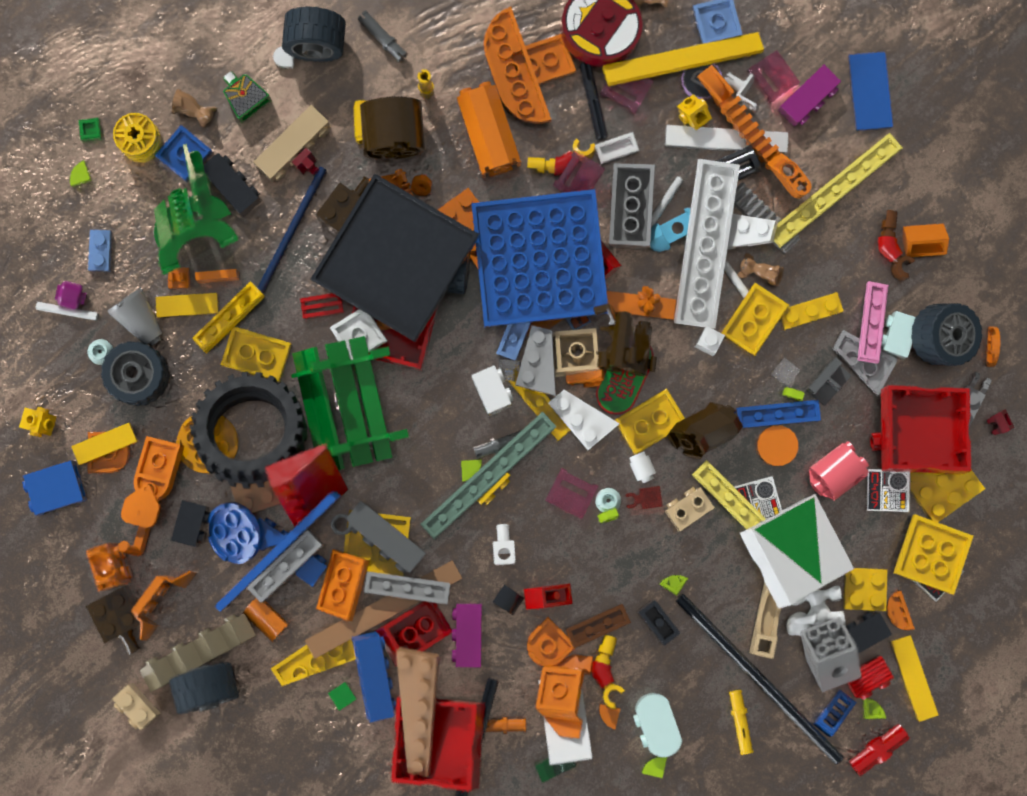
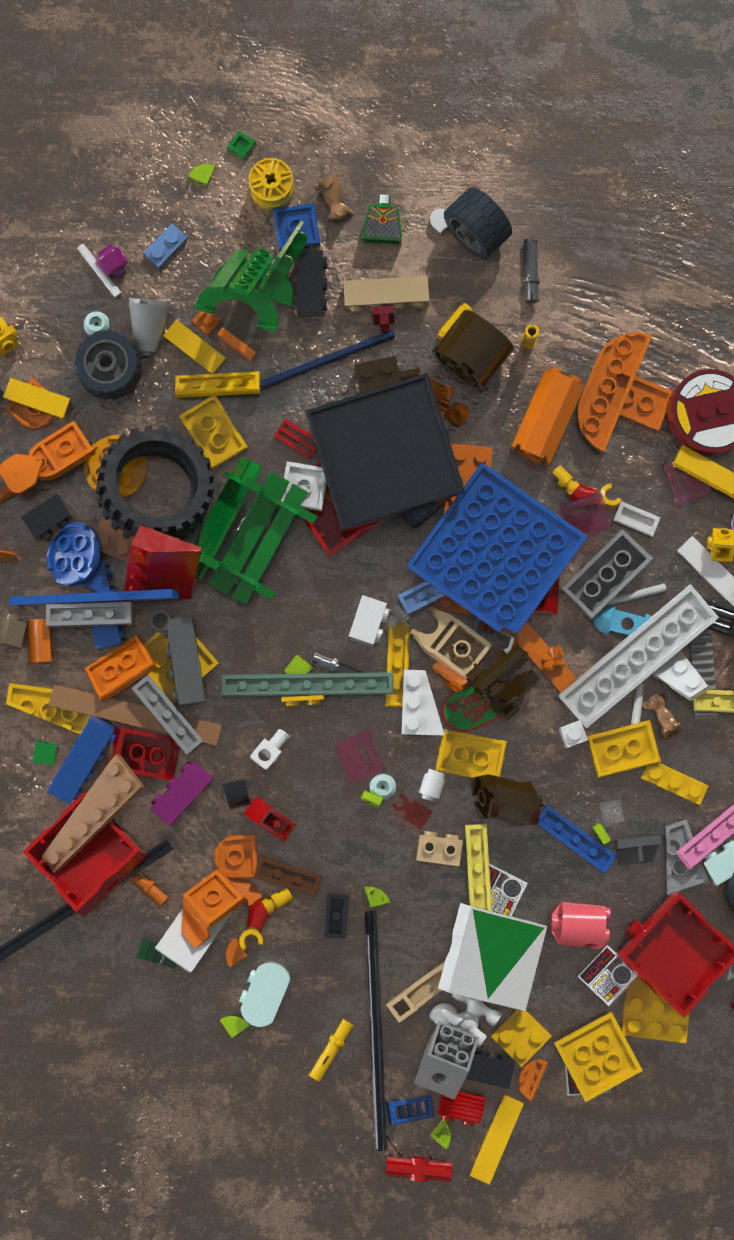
camera: 45 degrees right, 0 degrees up
(538, 362) = (422, 631): light grey wing -> none
(593, 101) = (651, 466): black axle -> none
(777, 445) = (553, 863): orange tile -> none

